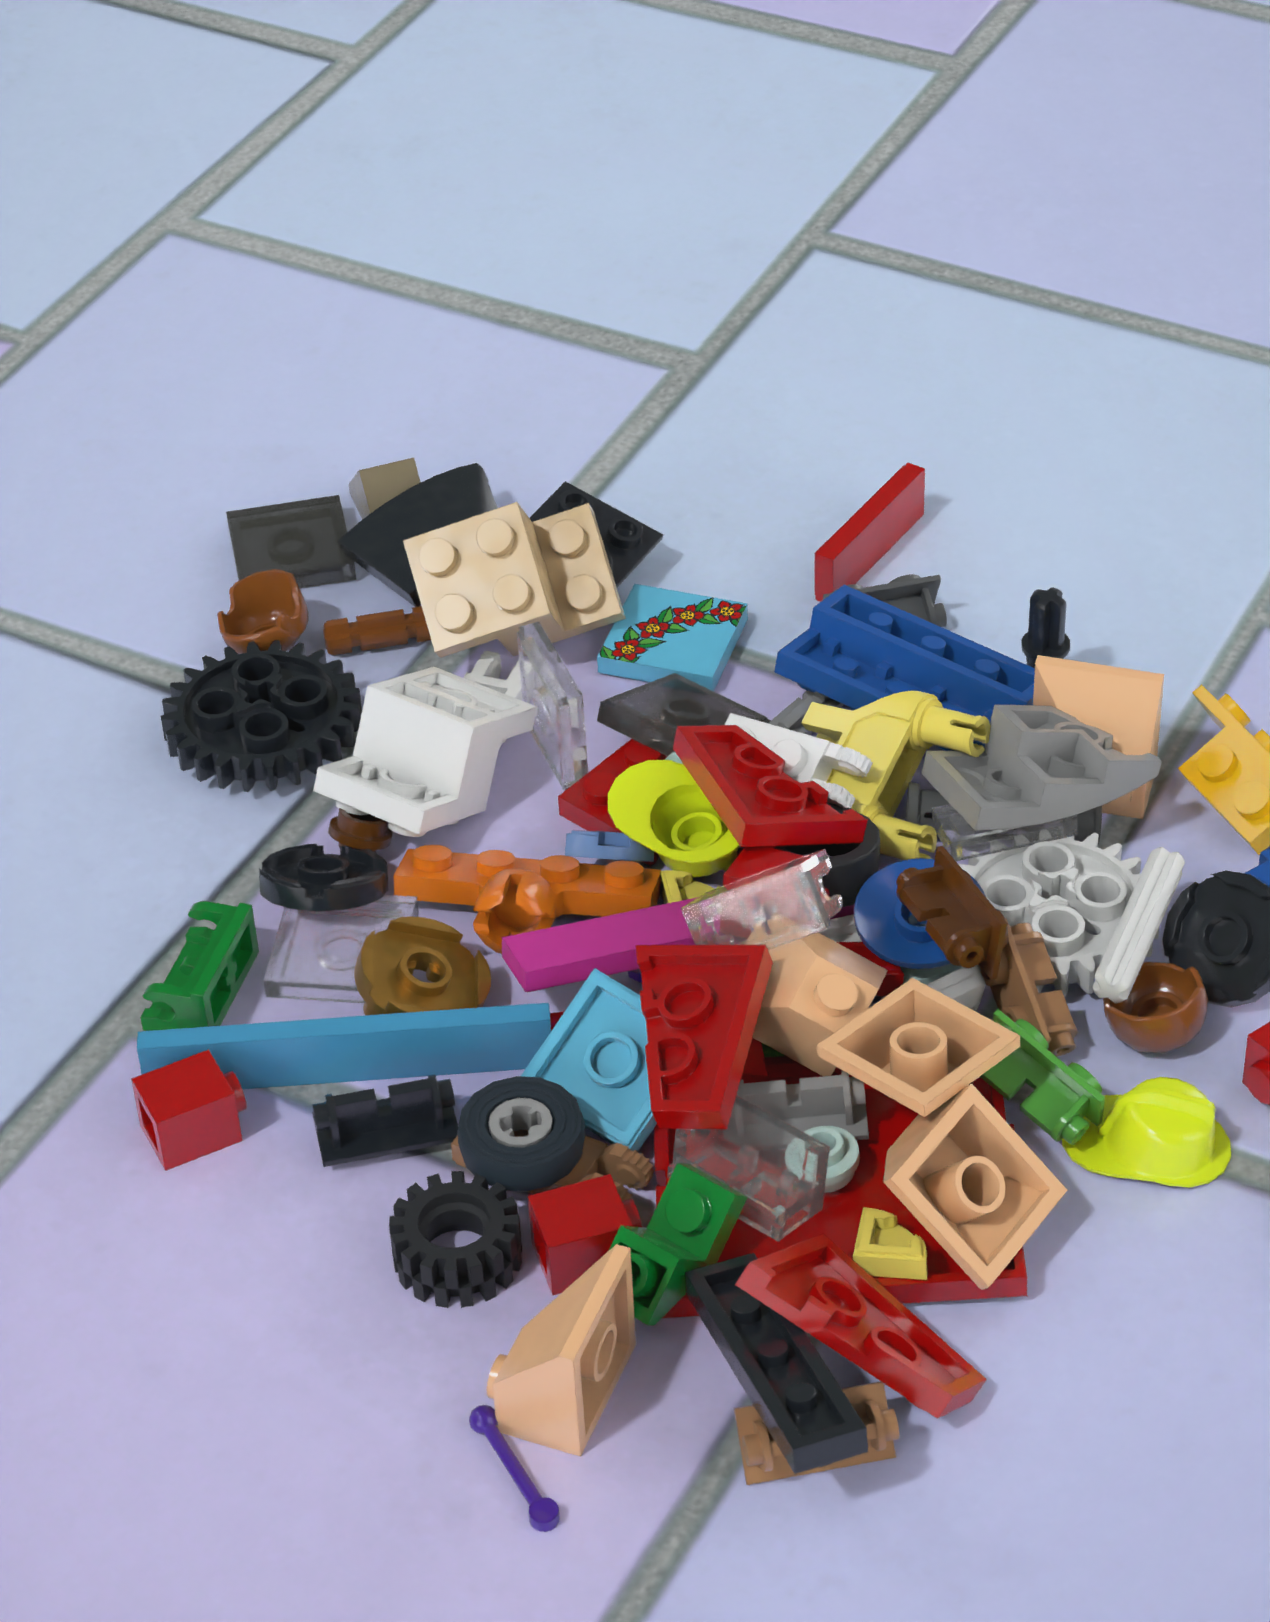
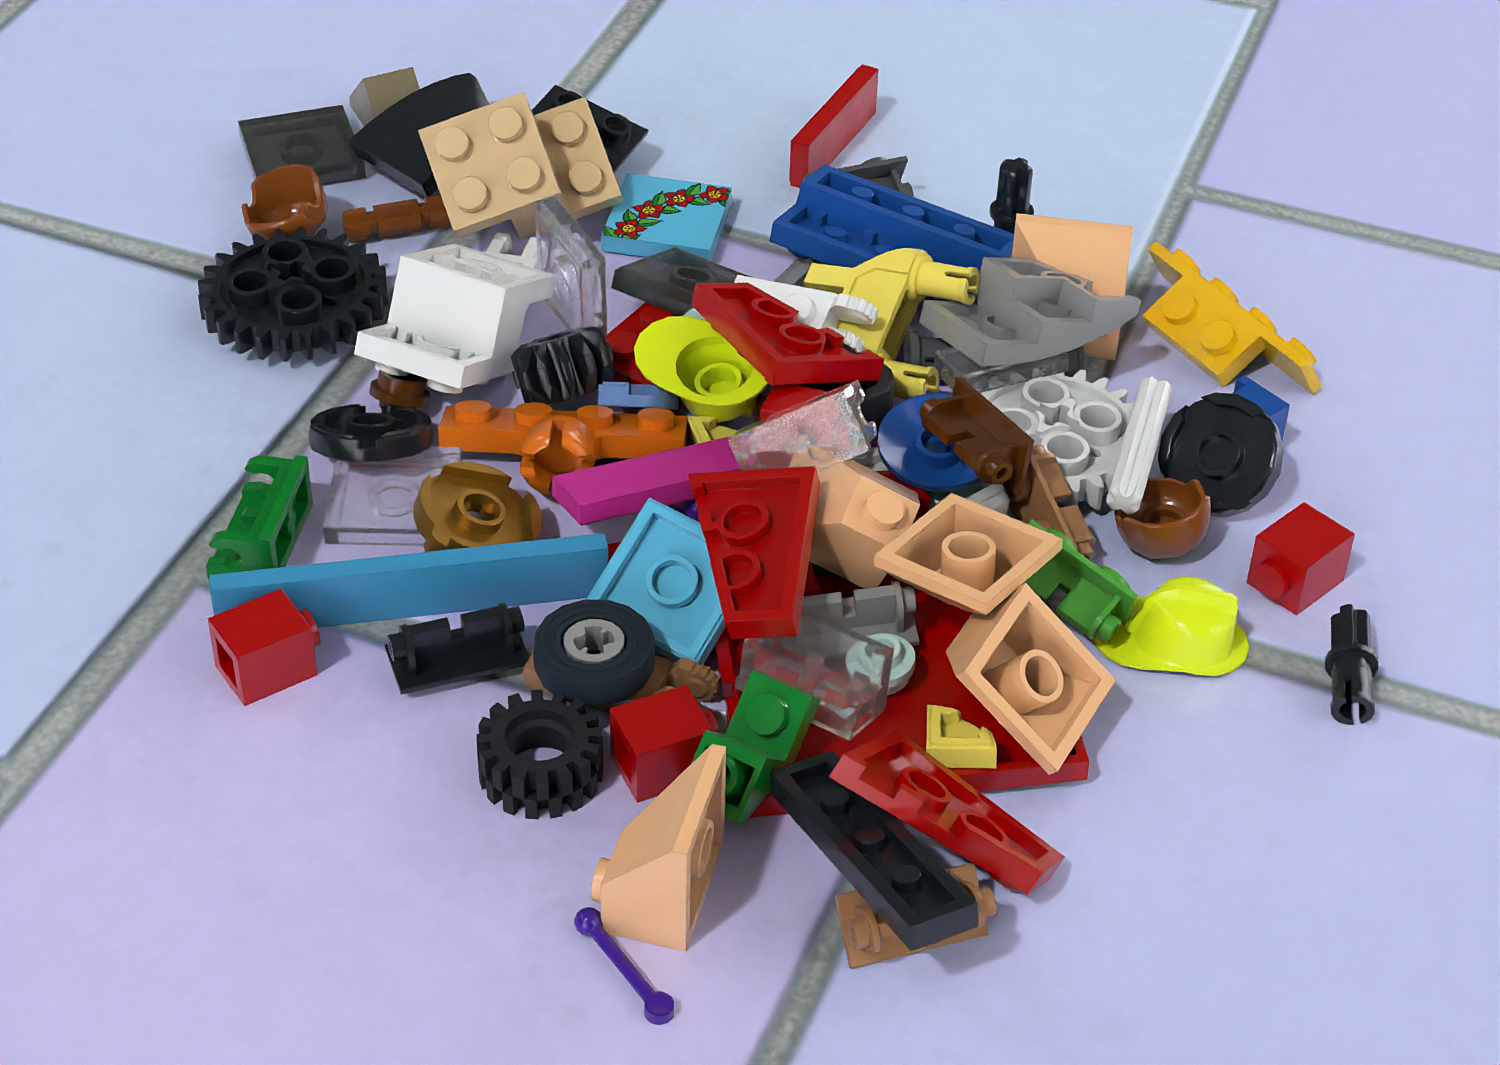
camera: 10 degrees left, 0 degrees up
(532, 809) = (563, 365): none -> black gear

